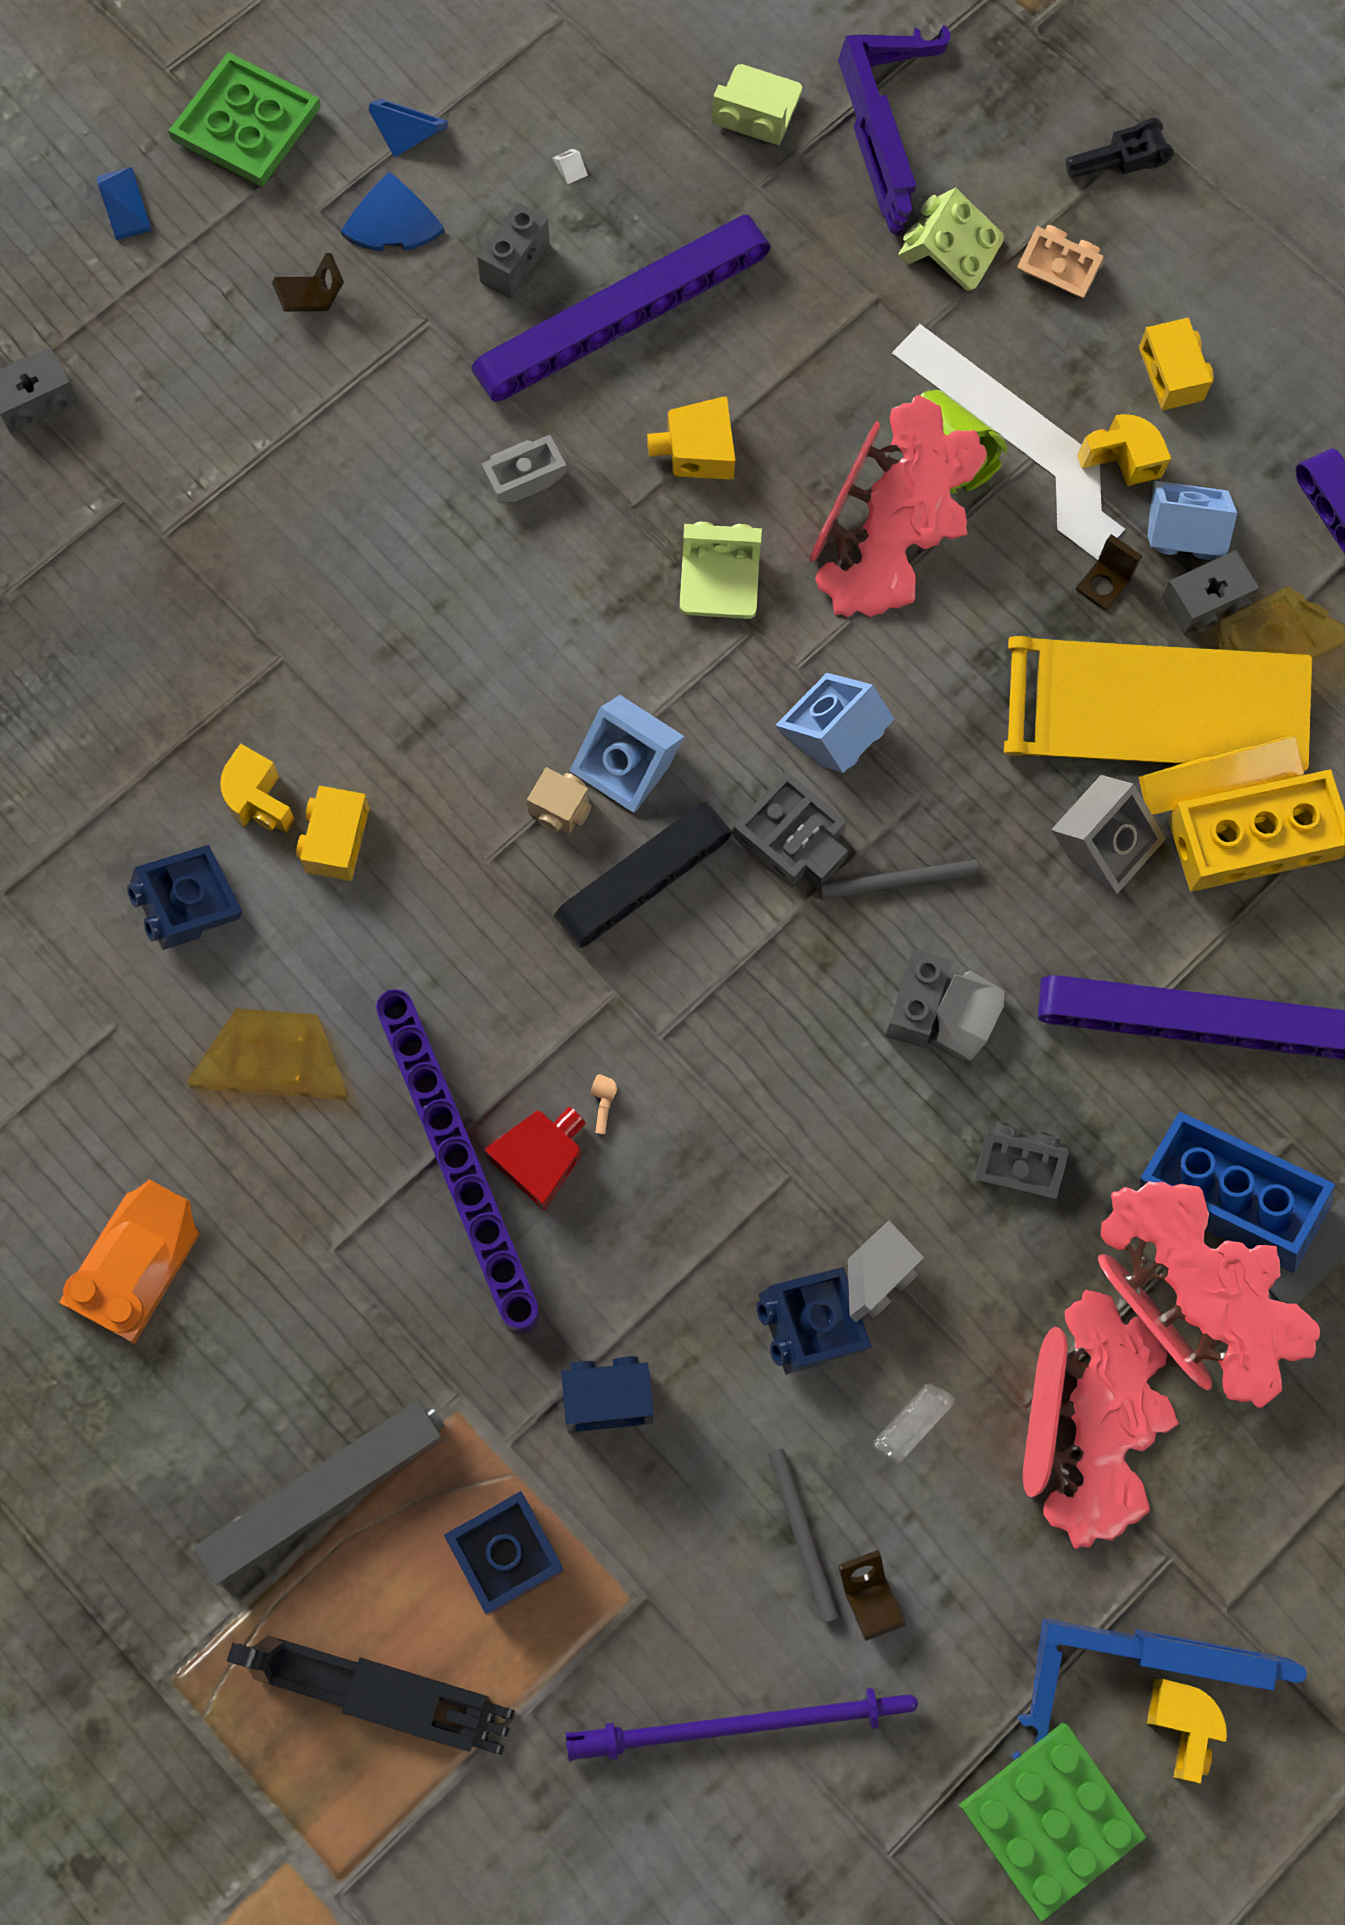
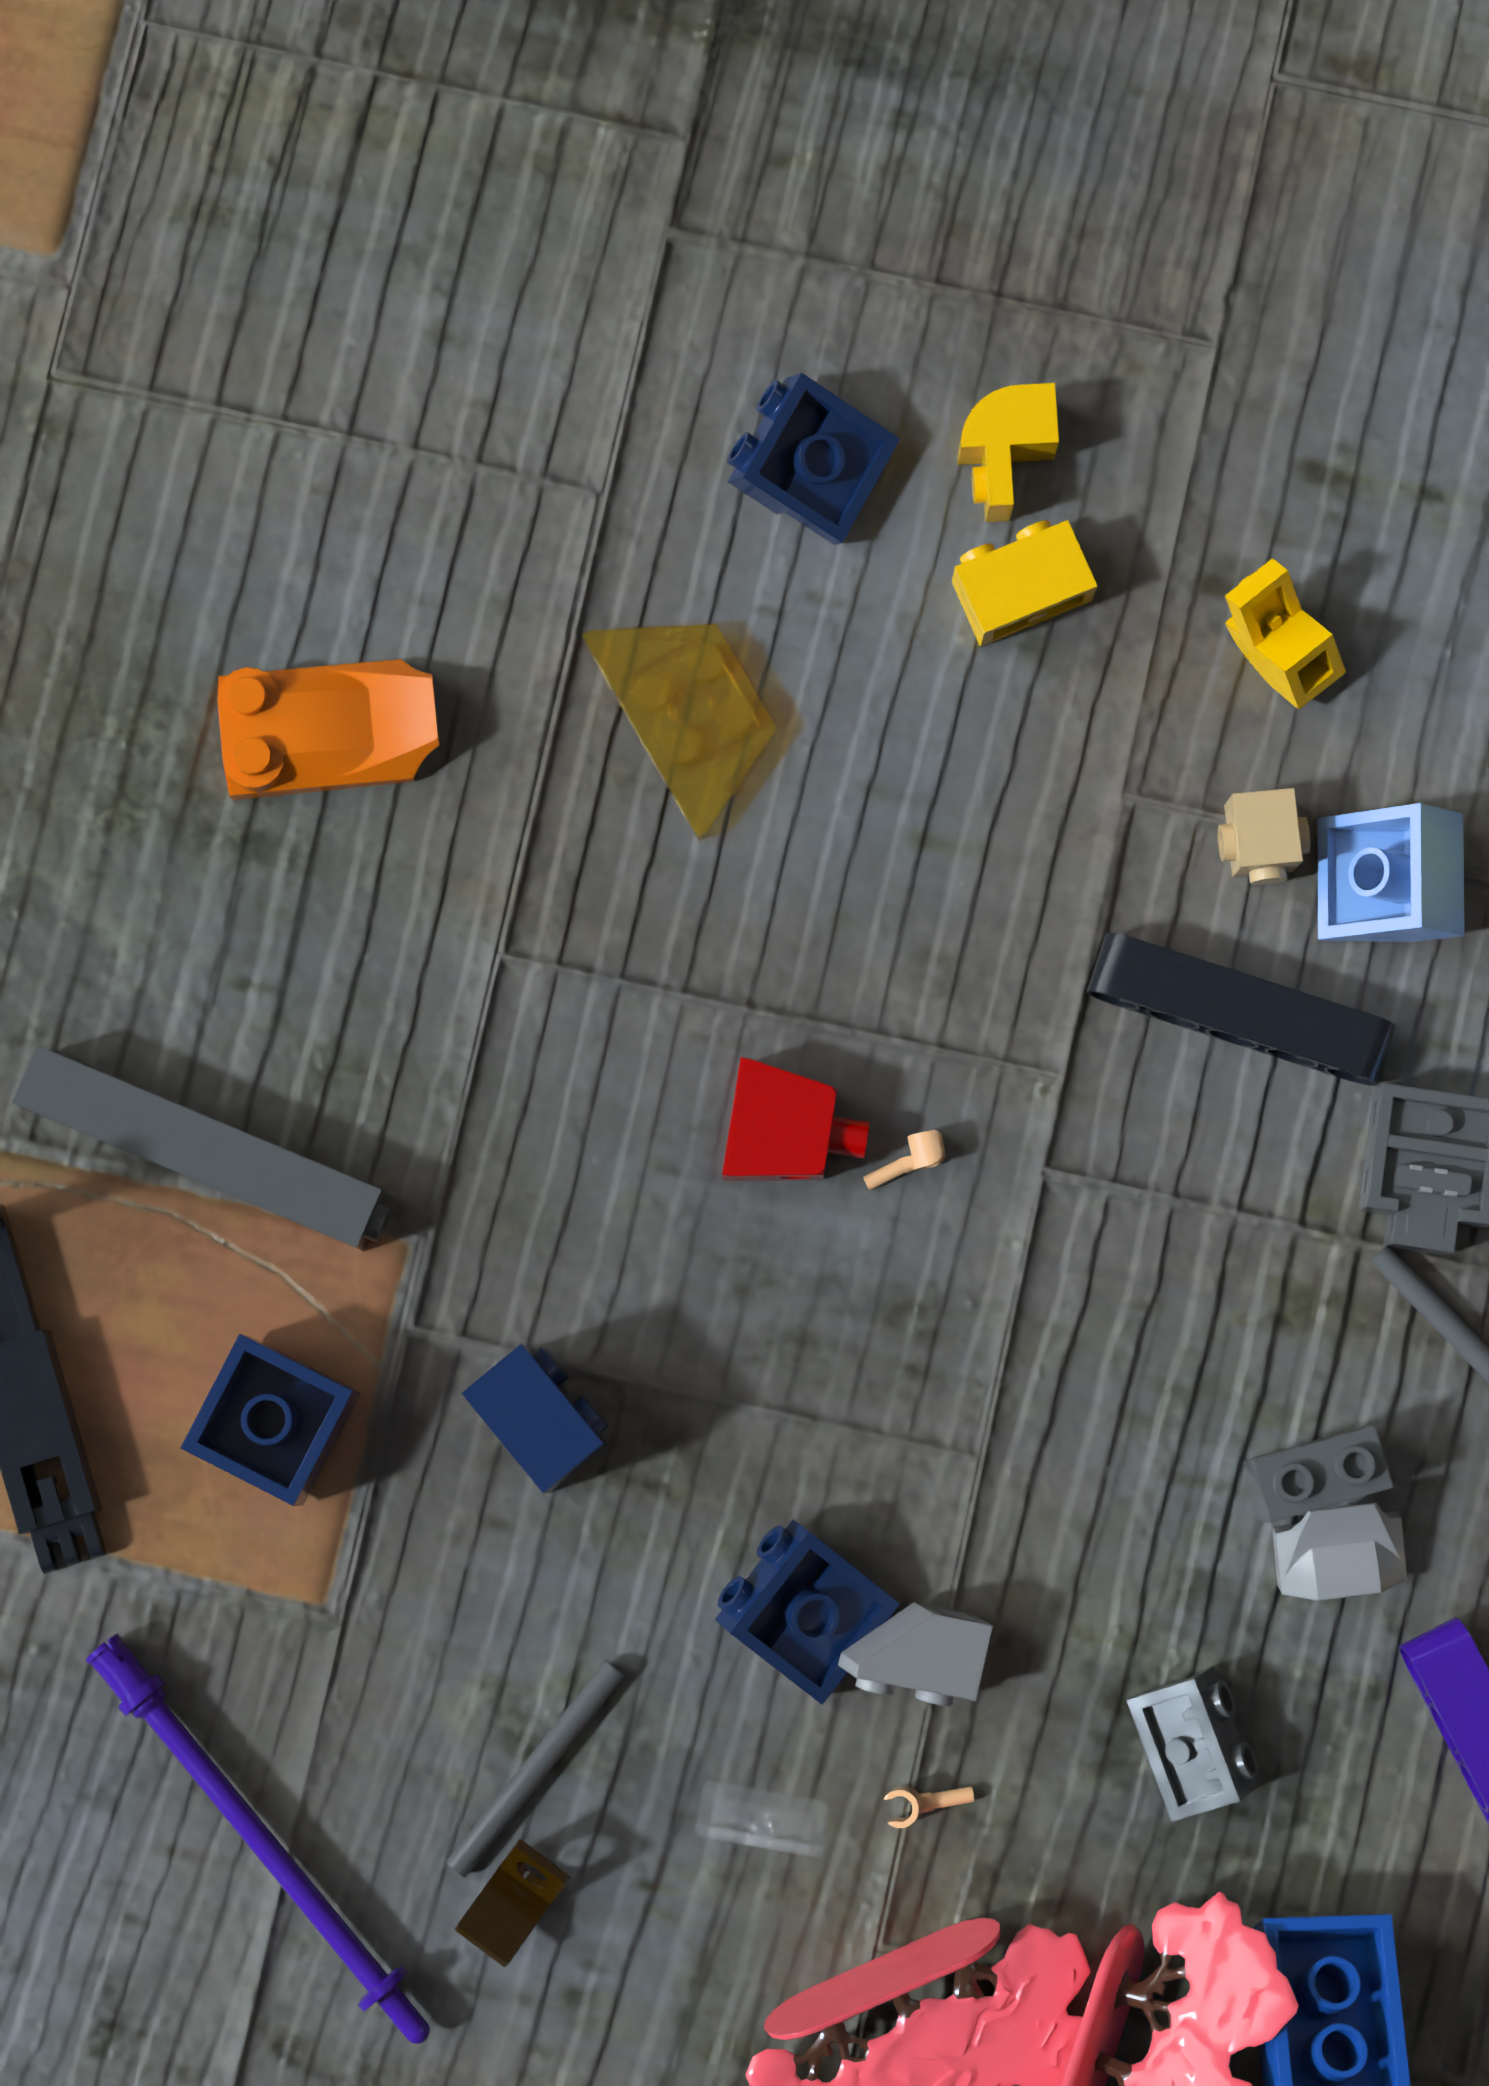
camera: 60 degrees right, 10 degrees up
(456, 1139) = (719, 999): dark purple beam -> none
(461, 724) = (1280, 638): none -> yellow brick
(963, 1324) = (928, 1802): none -> light nougat hand

